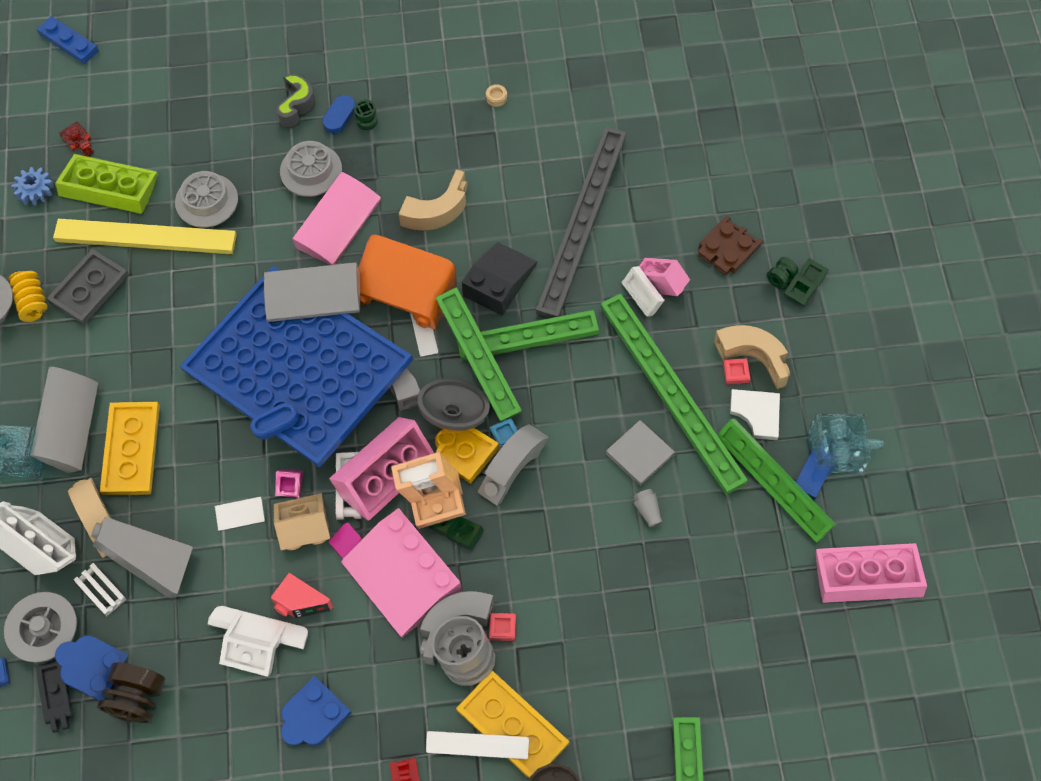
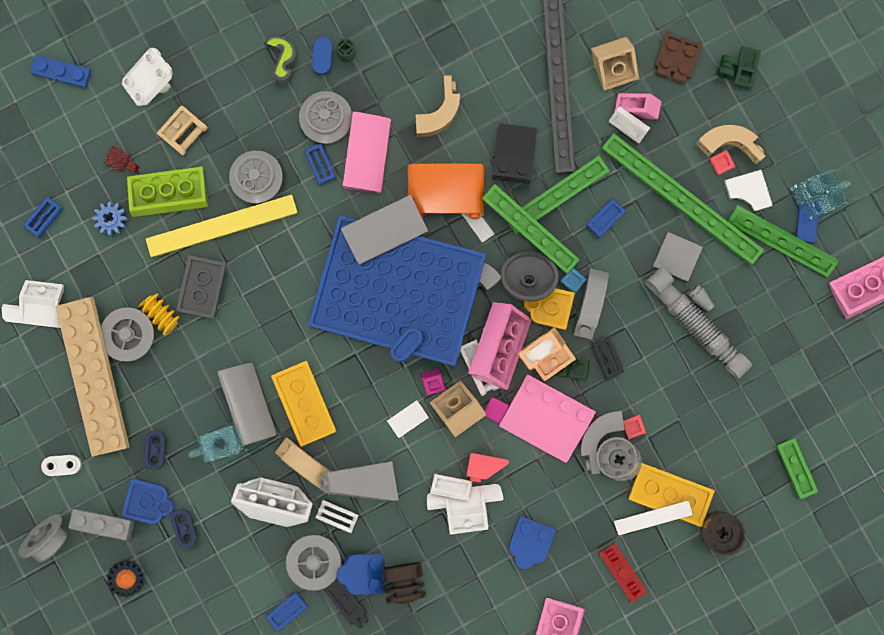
camera: 30 degrees left, 20 degrees up
(148, 70) = (148, 77): none -> white shield
(152, 126) = (177, 126): none -> tan plate
(248, 608) = (451, 487): none -> white tile
(282, 229) = (326, 178): none -> blue tile
(506, 554) = (607, 340): none -> black tile
(573, 381) = (605, 218): none -> blue tile
(620, 507) = (681, 307): none -> light grey piece
(654, 226) = (615, 63): none -> tan slope

